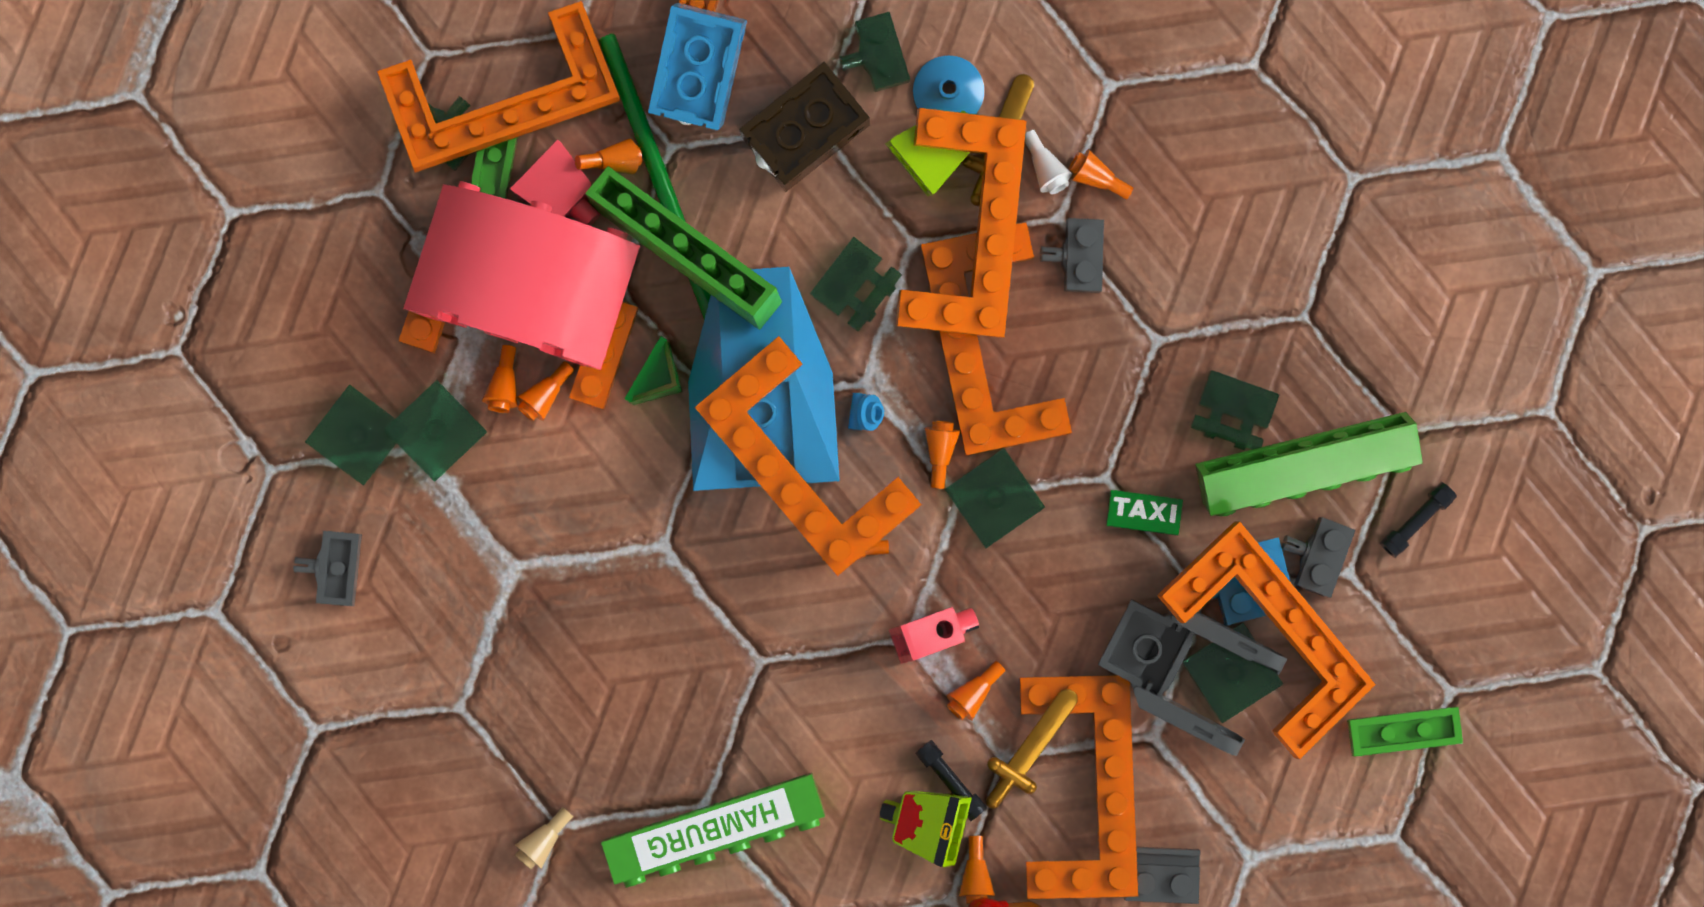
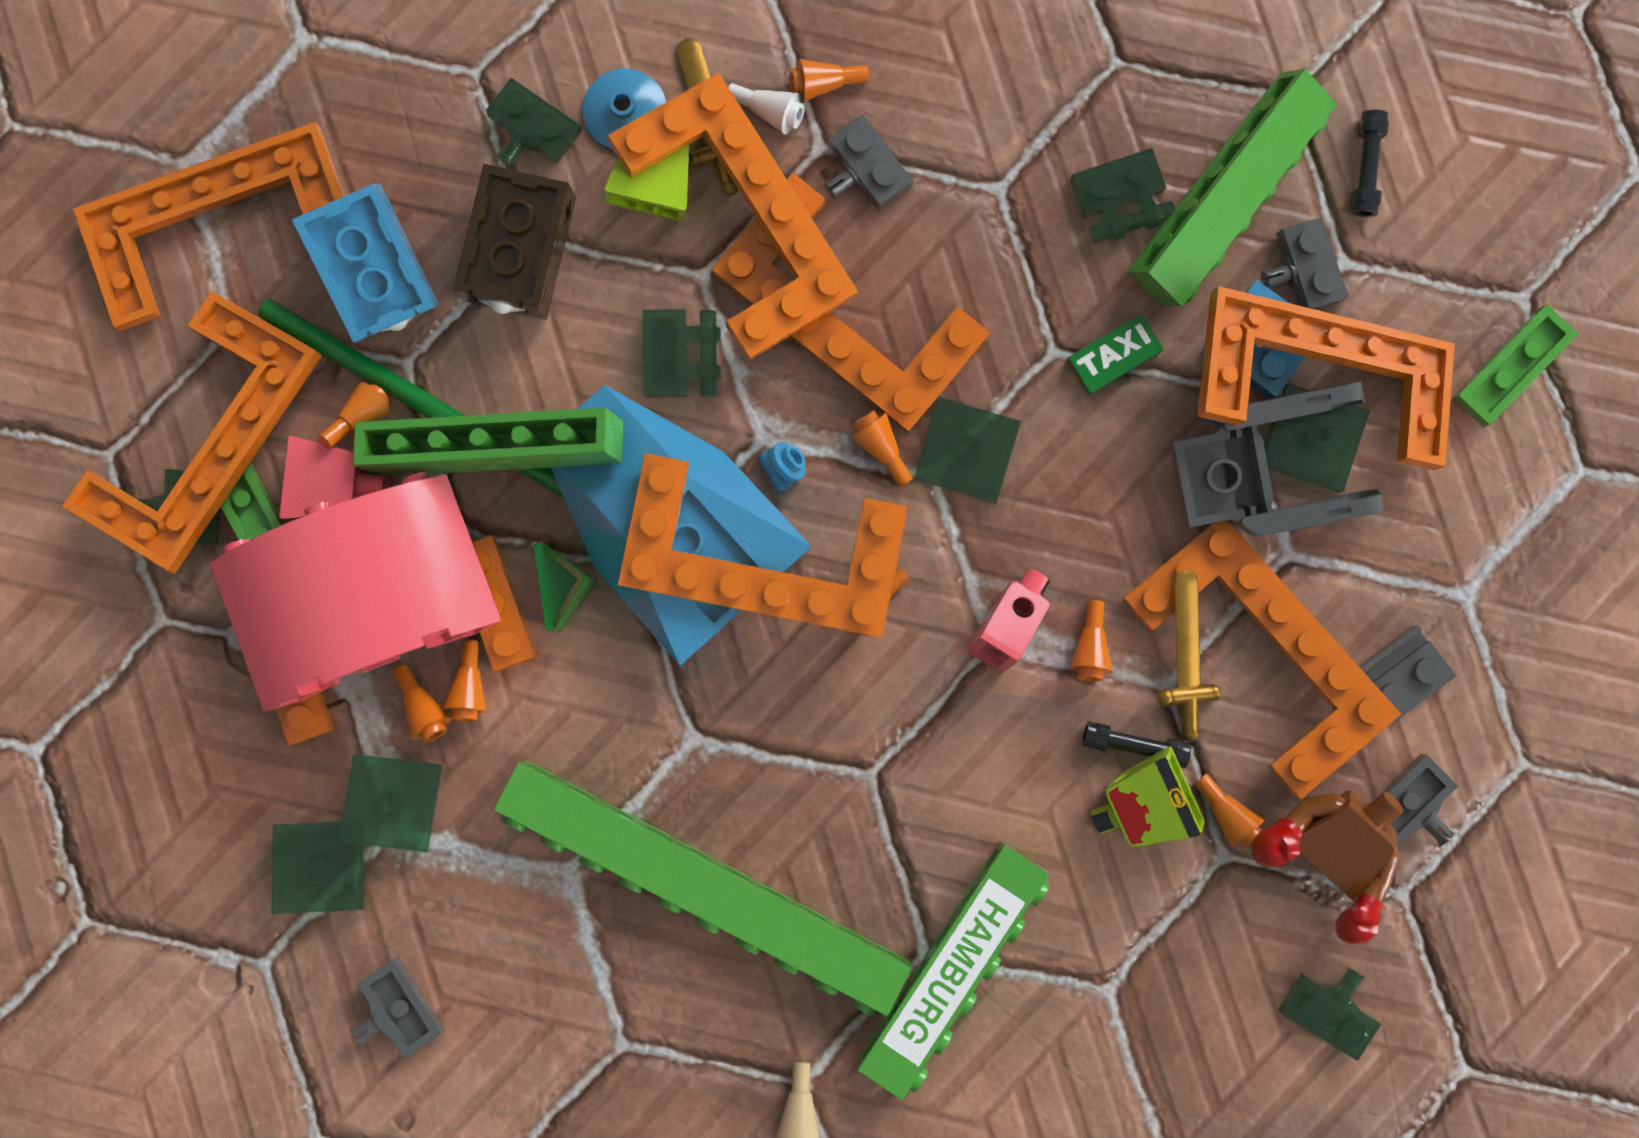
camera: 40 degrees left, 0 degrees up
(594, 646) = (704, 887): none -> bright green brick

